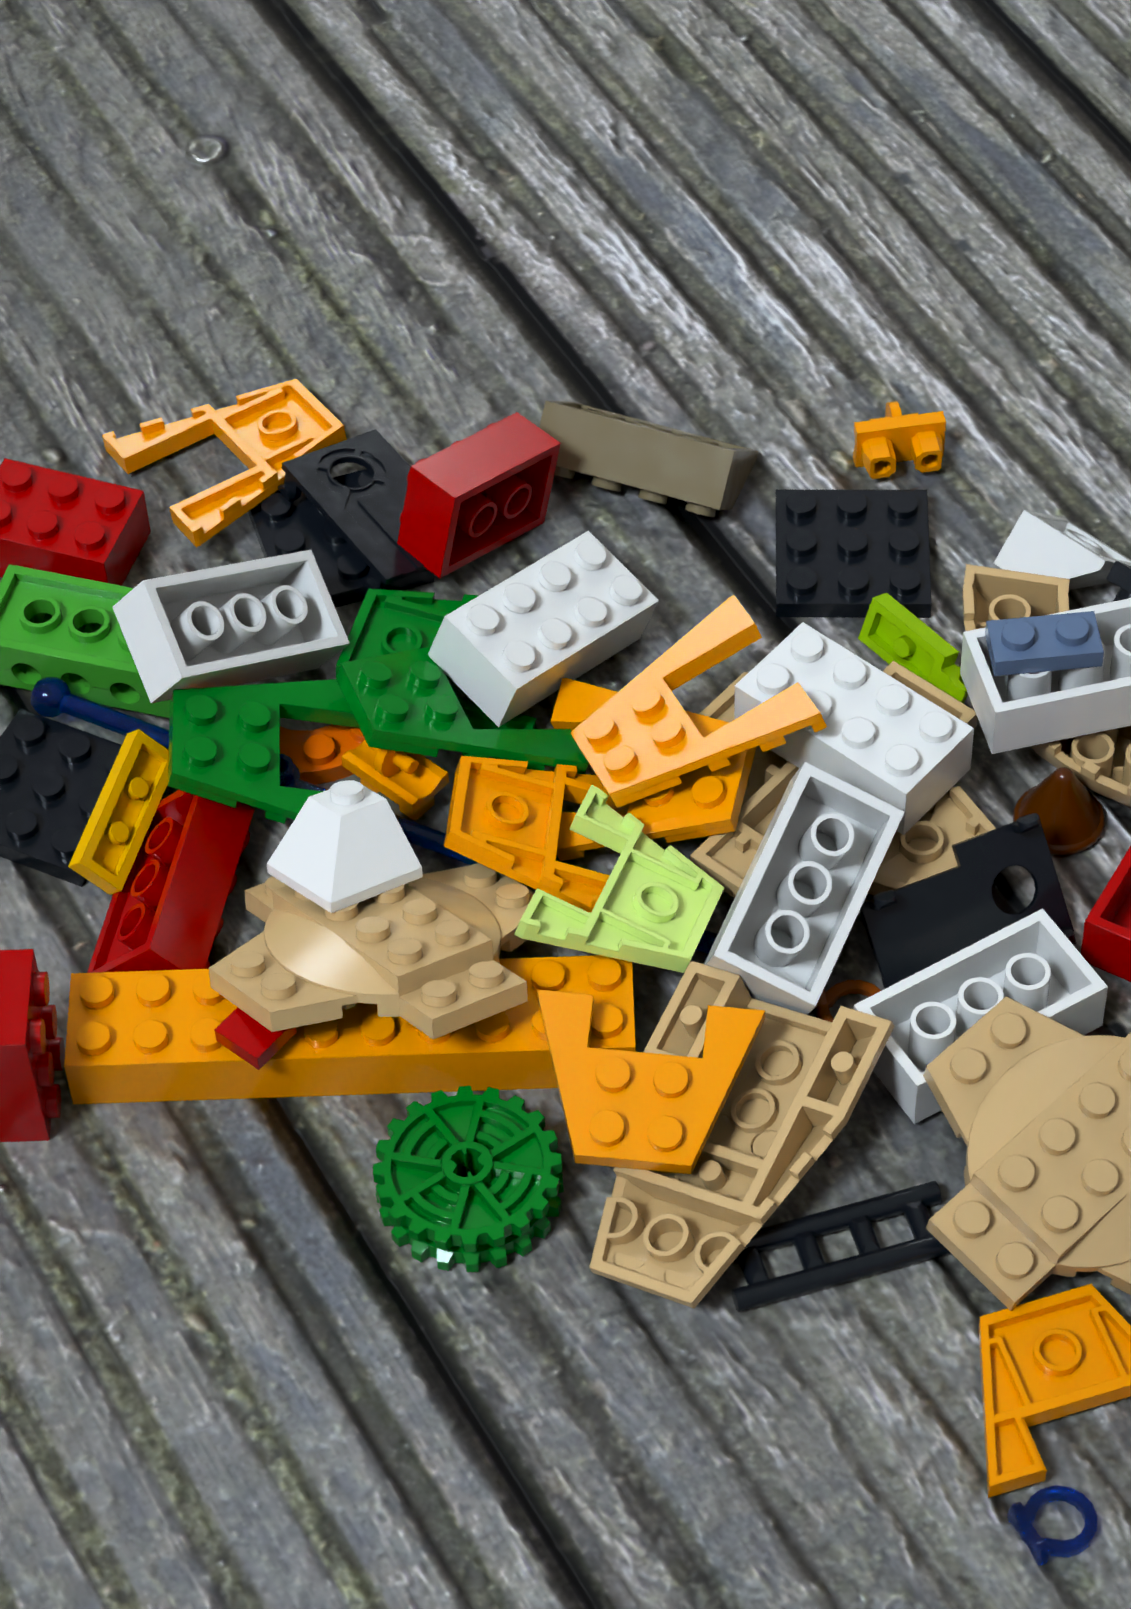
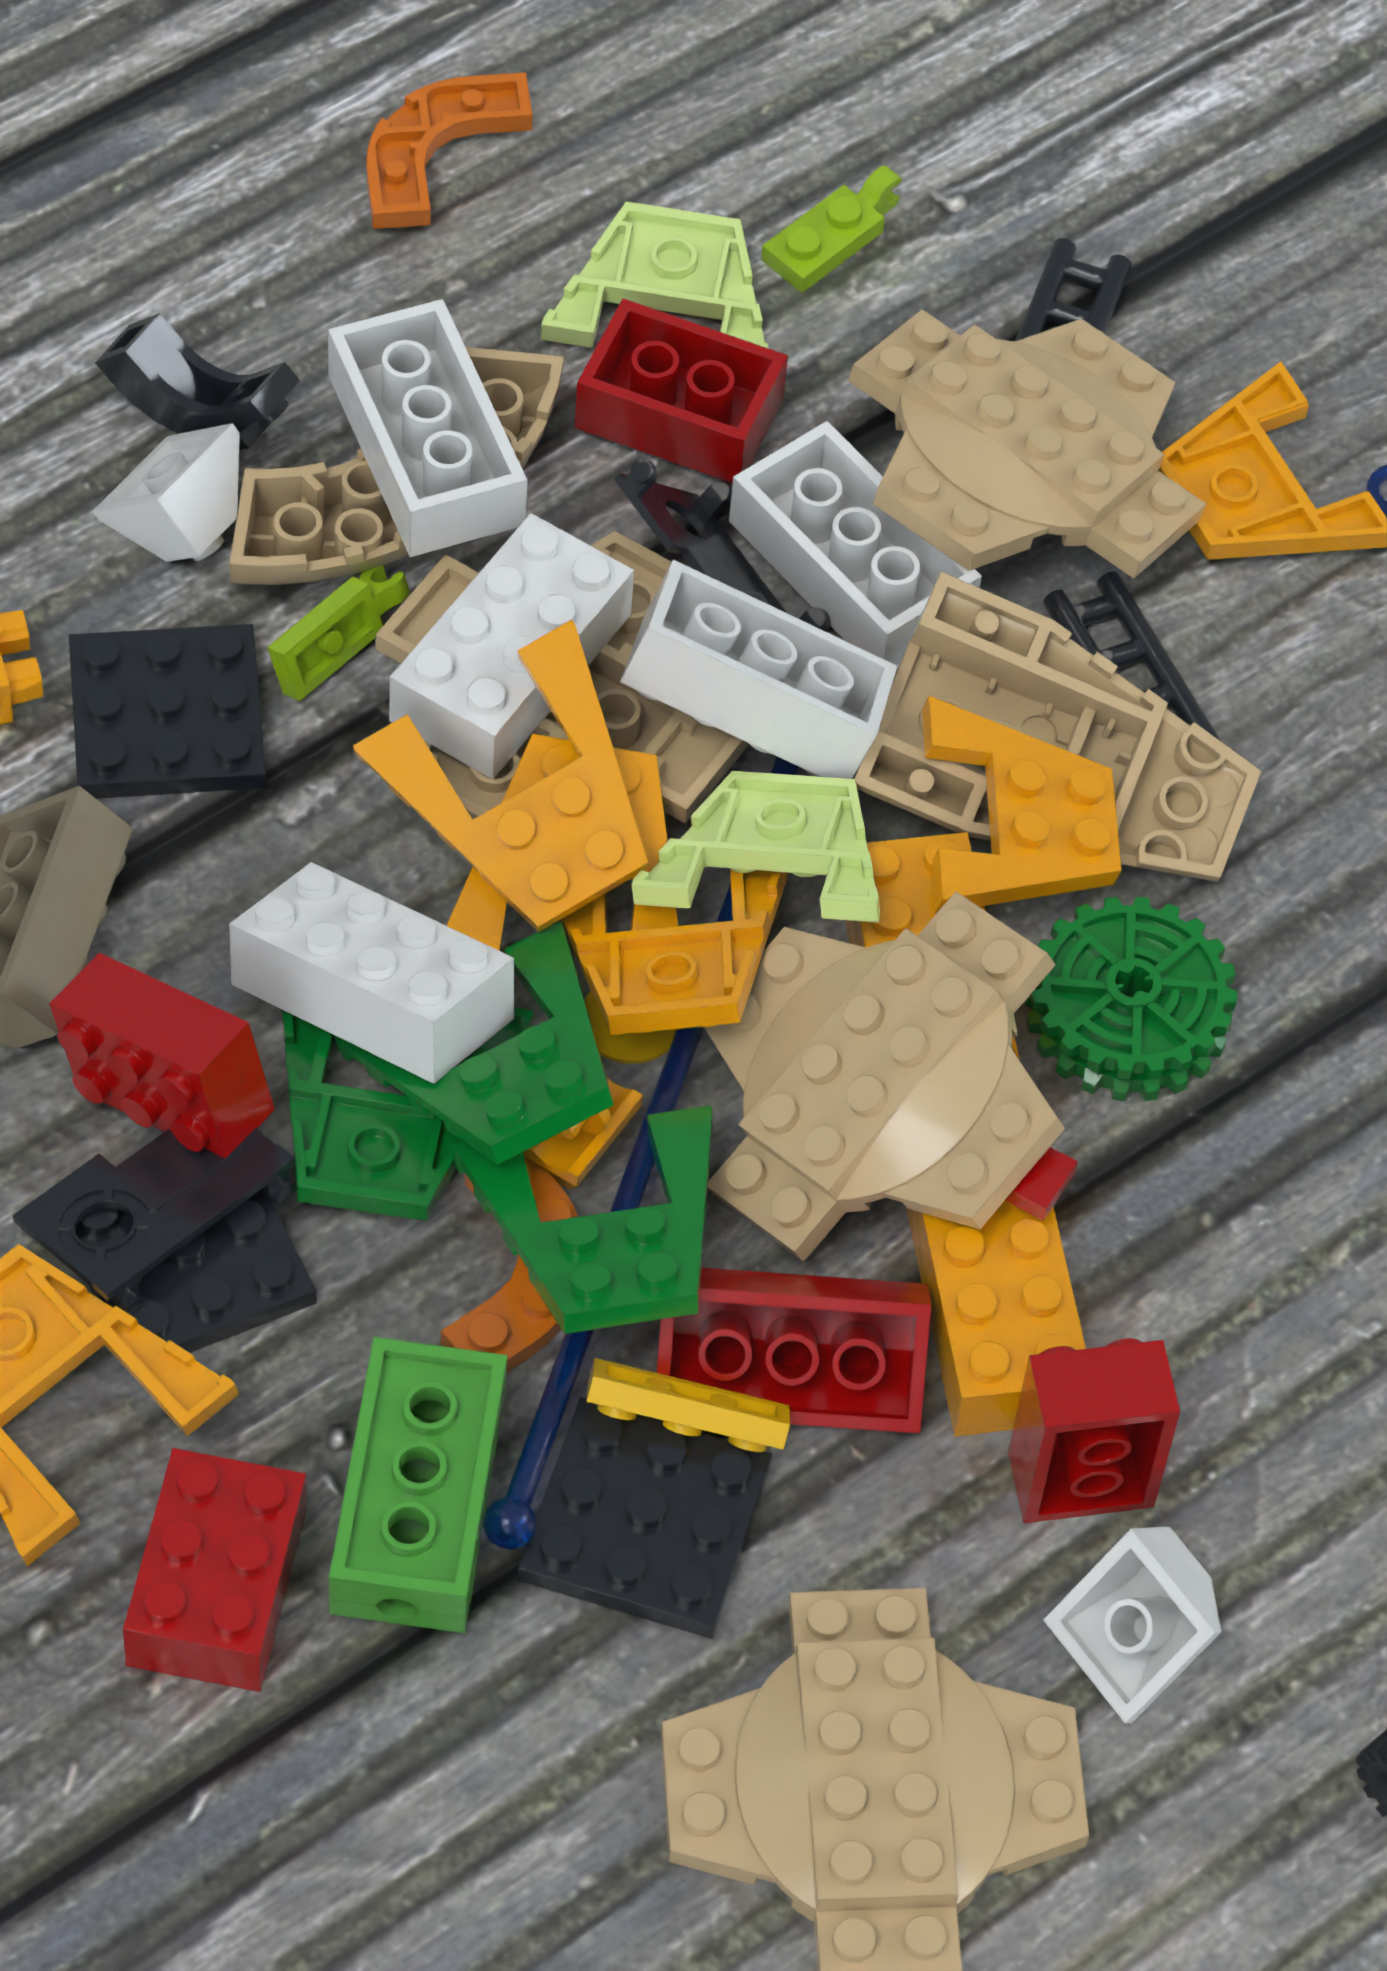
camera: 105 degrees left, 5 degrees up
(230, 624) = (433, 1283): white brick -> none
(344, 848) = (785, 1104): white slope -> none
(1044, 643) = (431, 431): sand blue plate -> none
(1067, 812) = (558, 496): reddish brown hat -> none

